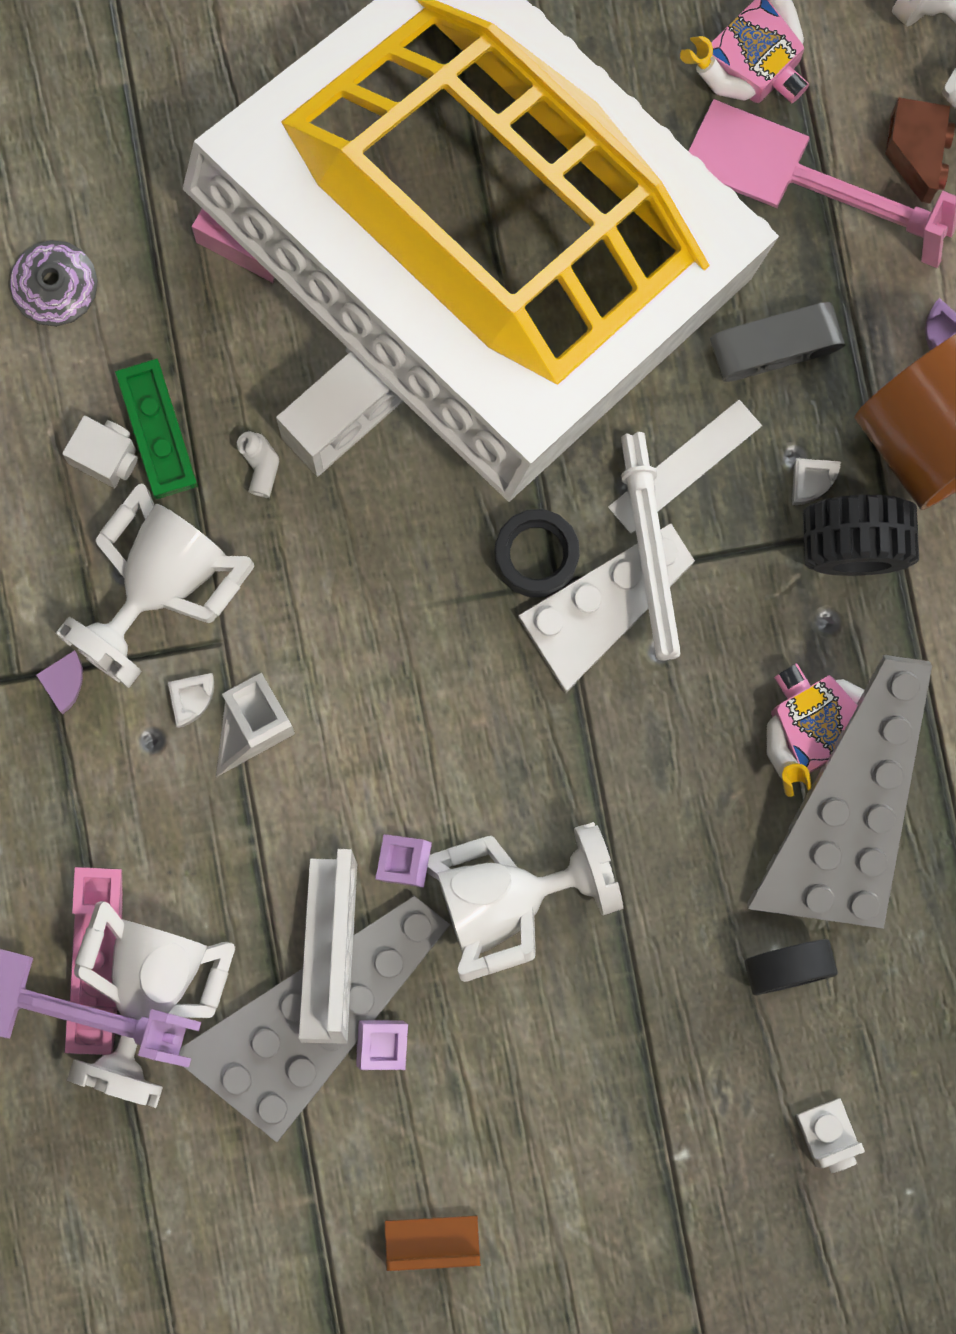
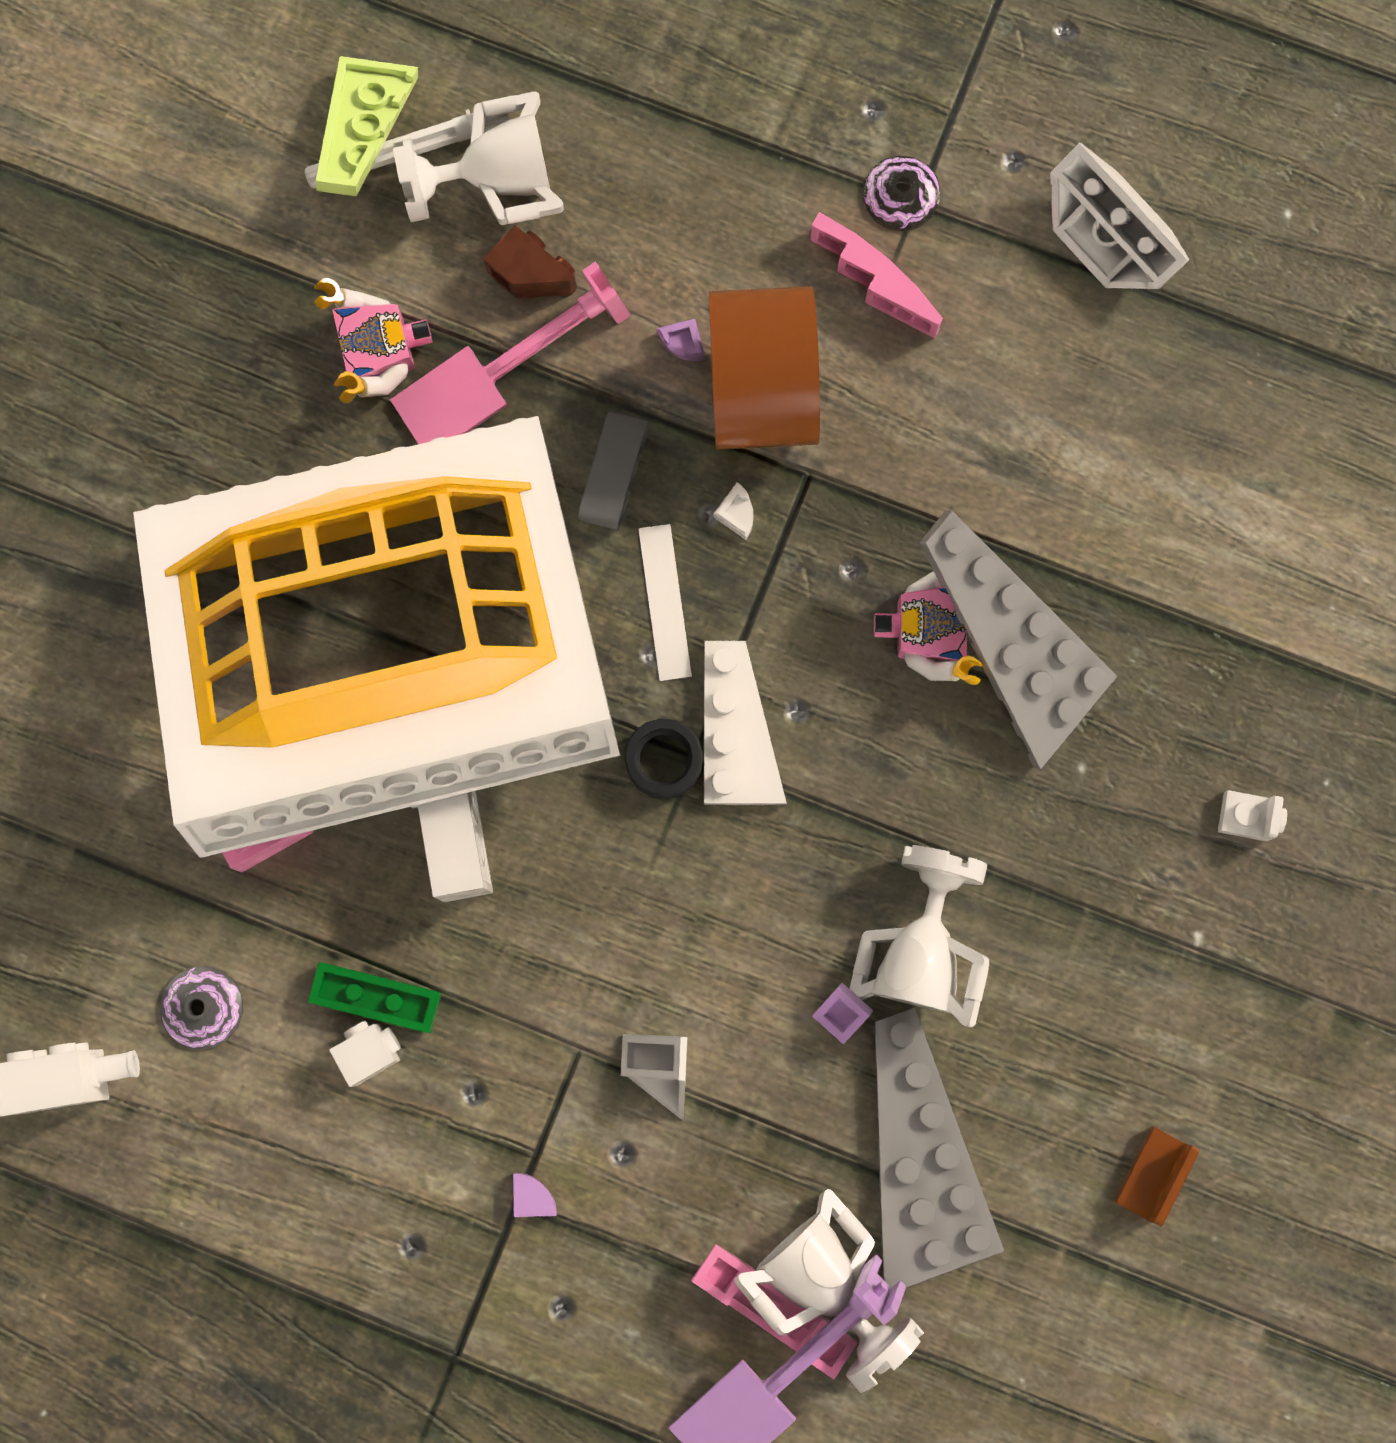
camera: 50 degrees left, 0 degrees up
(161, 570) = (496, 1066): white piece -> none
(191, 697) = (608, 1102): white tile -> none
(262, 459) = (453, 927): white arm -> none
(328, 949) = (879, 1116): white fence -> none
(382, 1045) = (977, 1120): lavender tile -> none
(640, 482) = (666, 647): white axle -> none
(790, 967) = (1109, 765): black tyre -> none
(860, 535) = (808, 502): black tyre -> none

